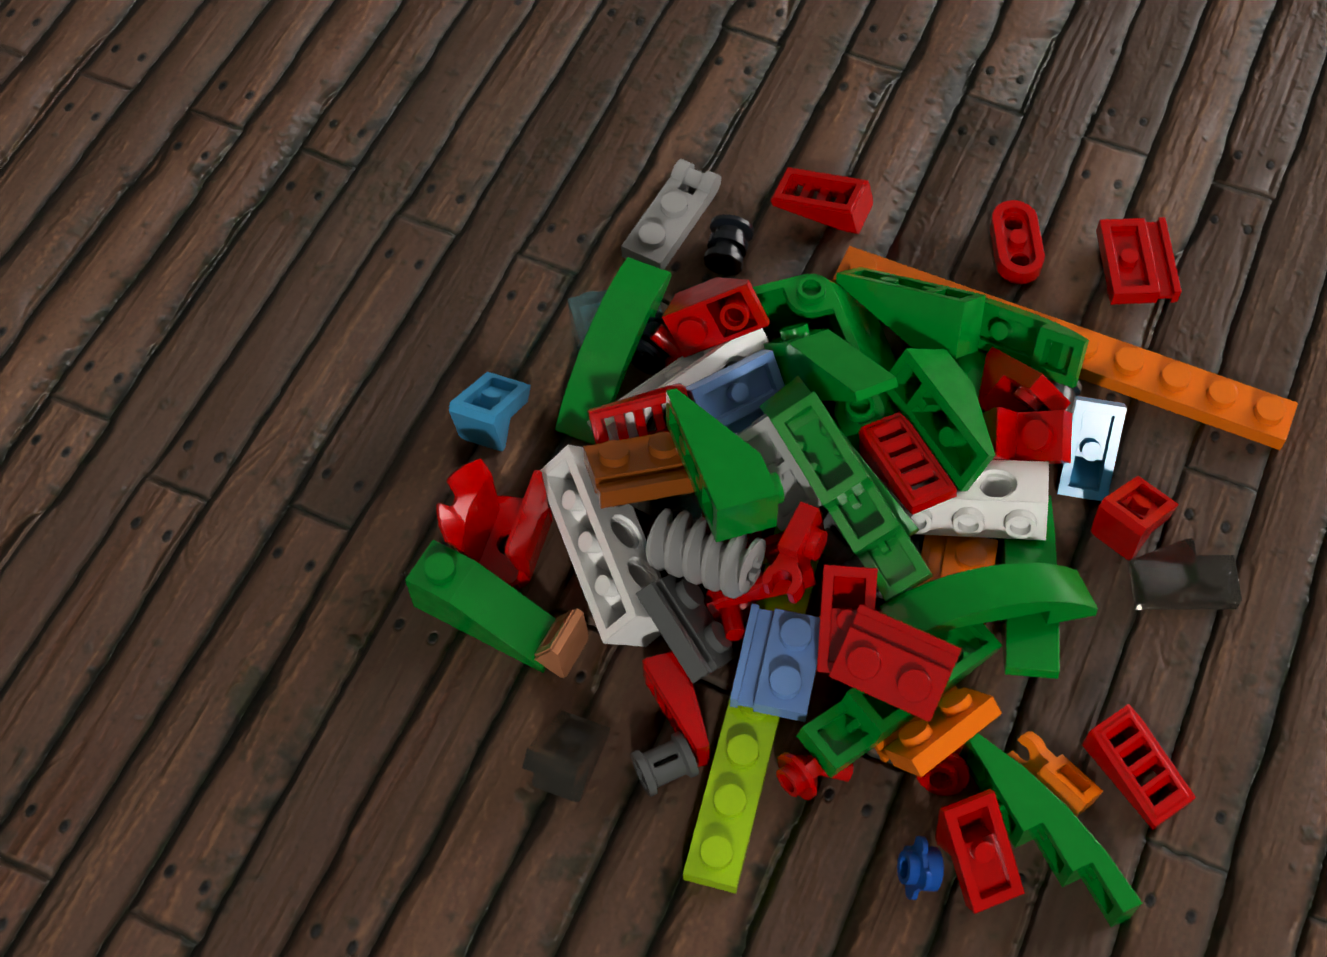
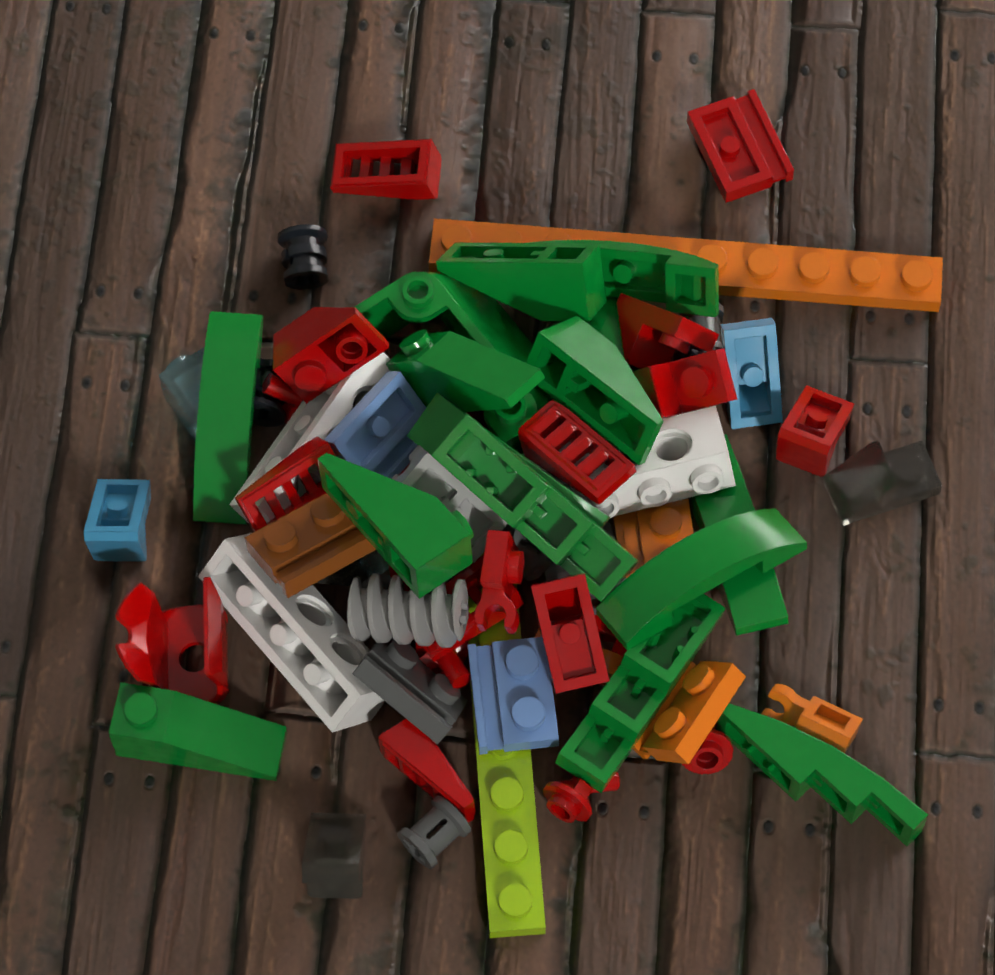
camera: 20 degrees left, 5 degrees up
(563, 643) = (288, 744): nougat slope -> none
(671, 215) = (229, 240): light grey plate -> none
(895, 662) = (630, 661): red plate -> none
(920, 868) = (713, 850): blue plate -> none
(980, 851) = (764, 815): red slope -> none
(1017, 246) = (610, 165): red plate -> none
(1153, 756) = (900, 669): red slope -> none

